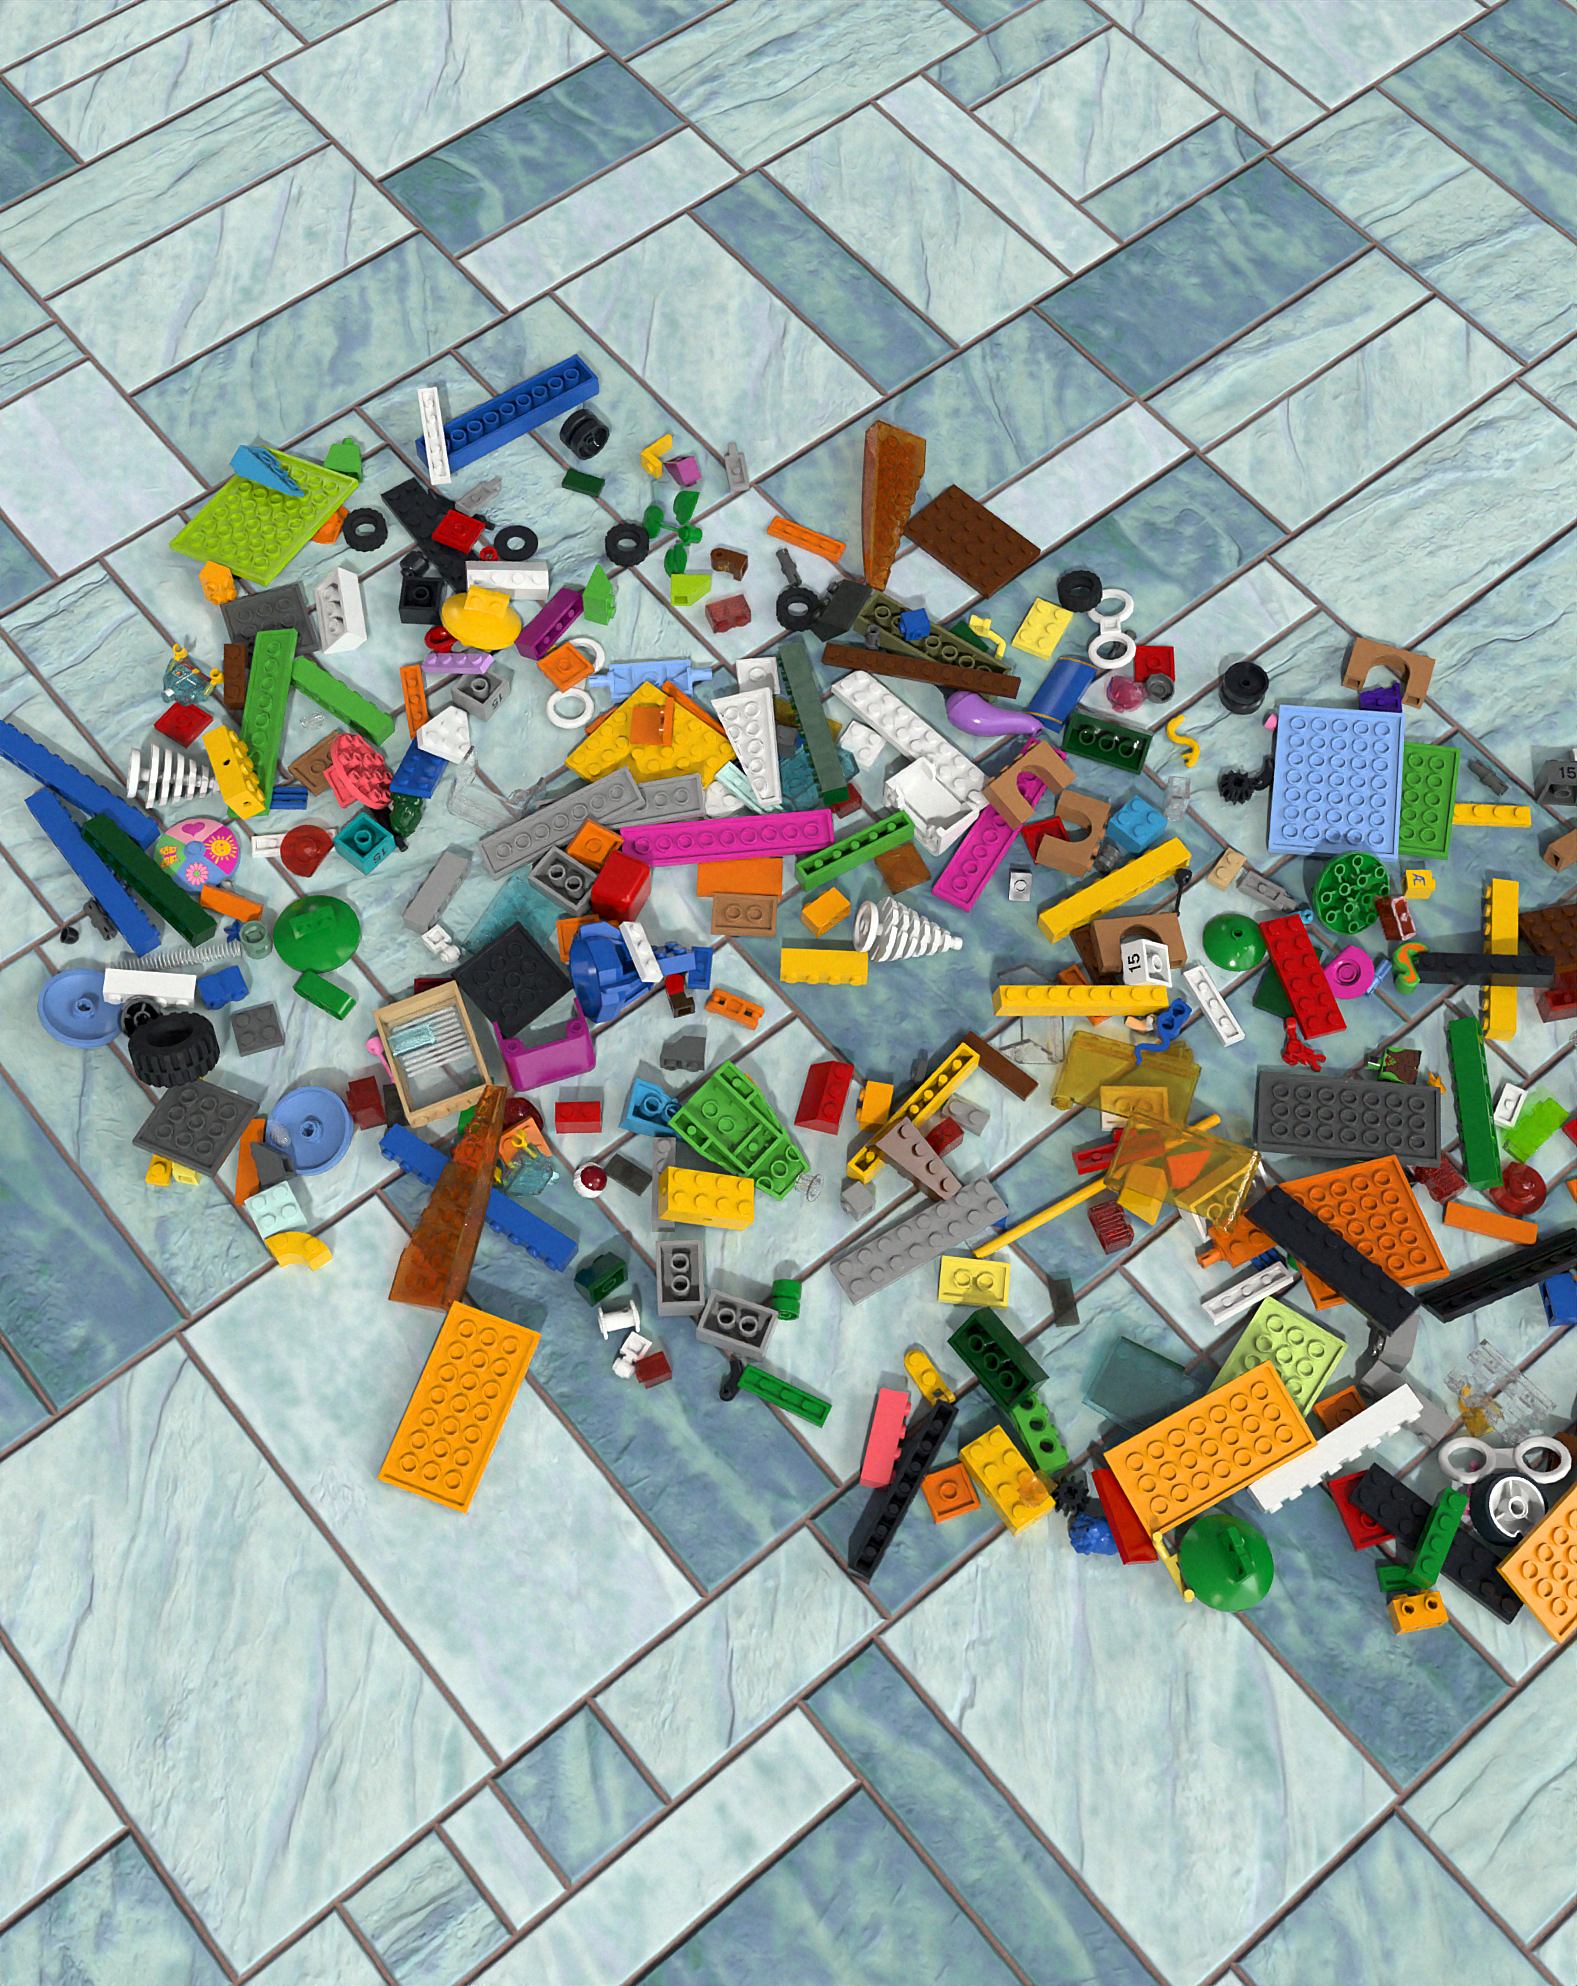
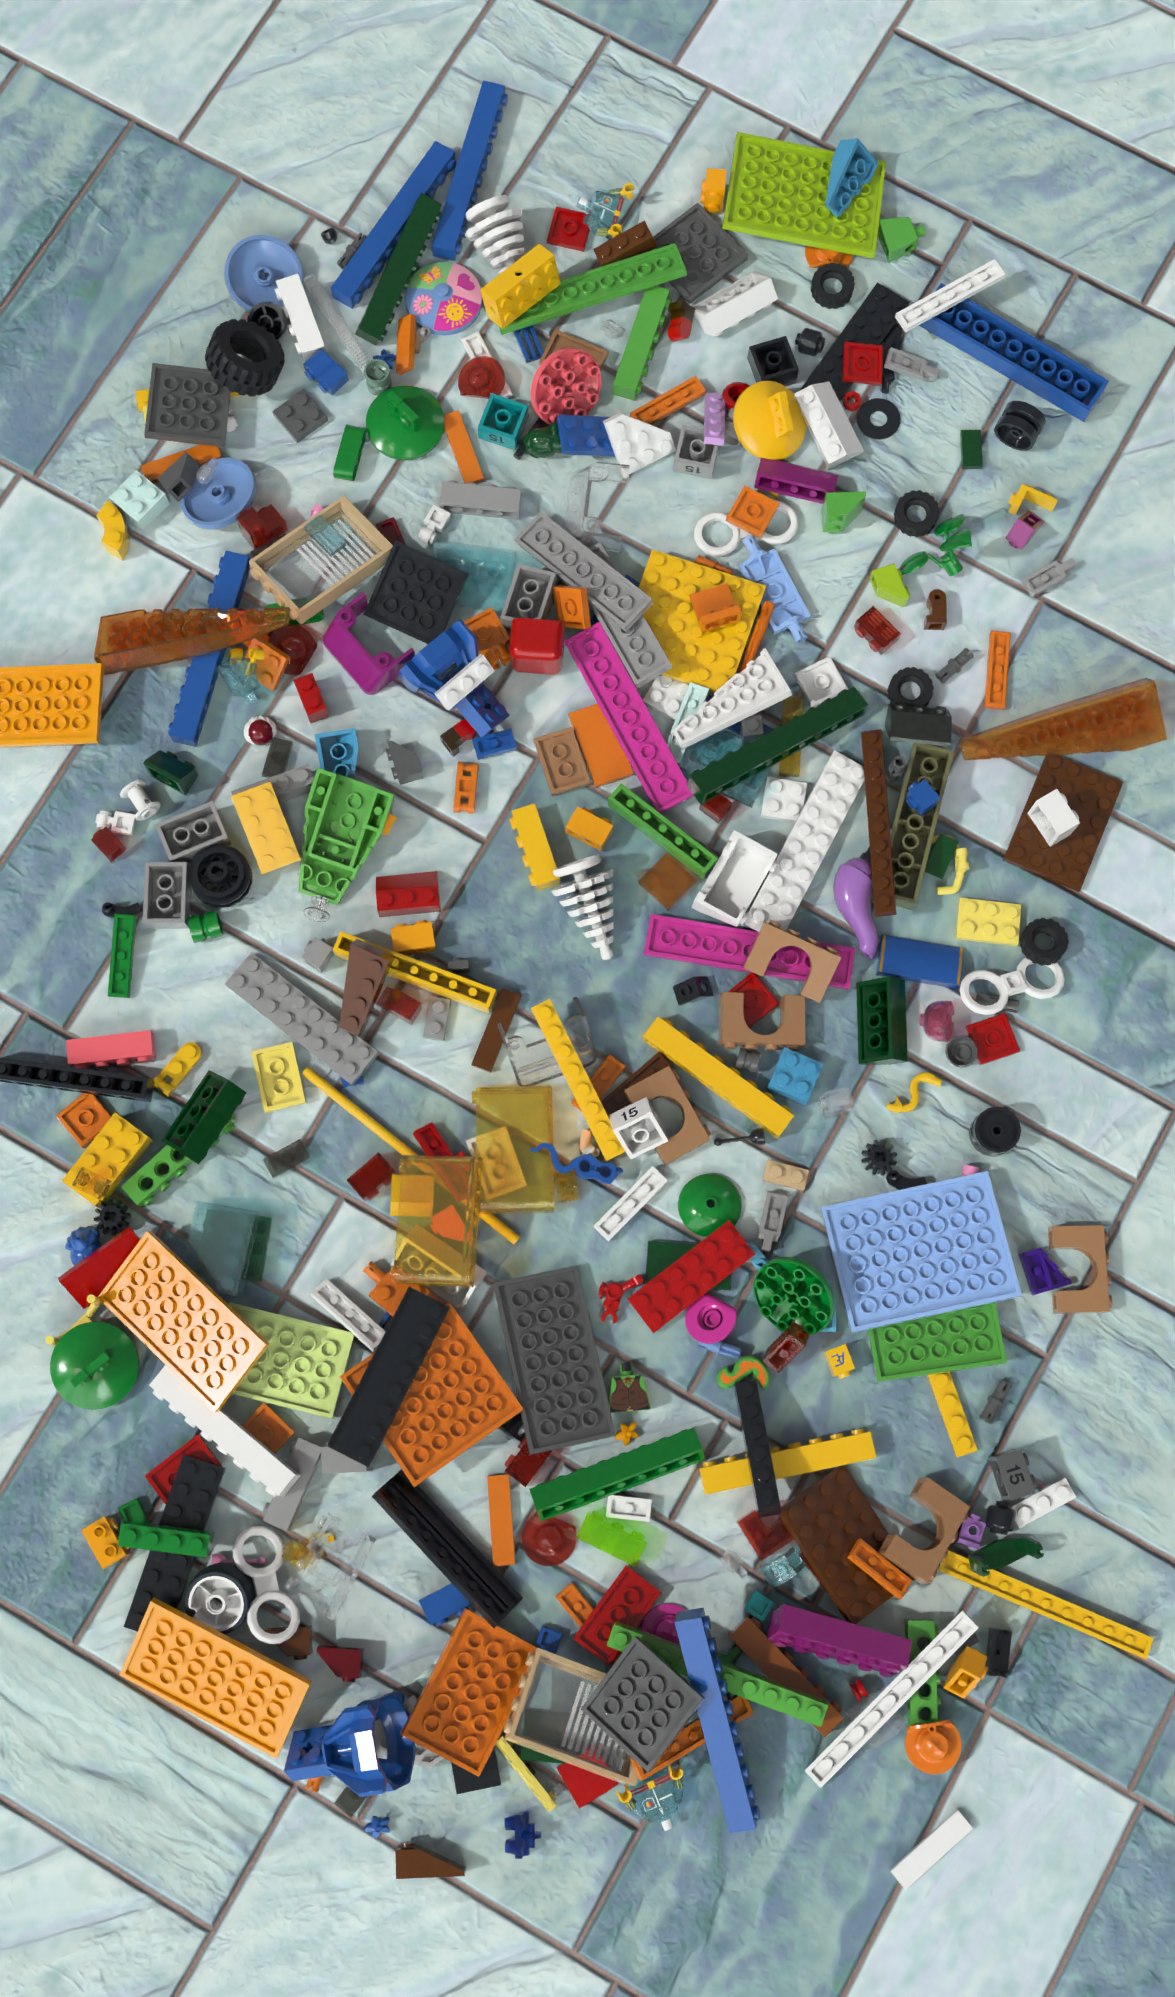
camera: 70 degrees right, 15 degrees up
(336, 660) = (680, 320): none -> leg
(372, 893) = (462, 448): none -> orange tile
(733, 1247) = (217, 859): none -> black wheel
(973, 537) = (1054, 817): none -> white brick

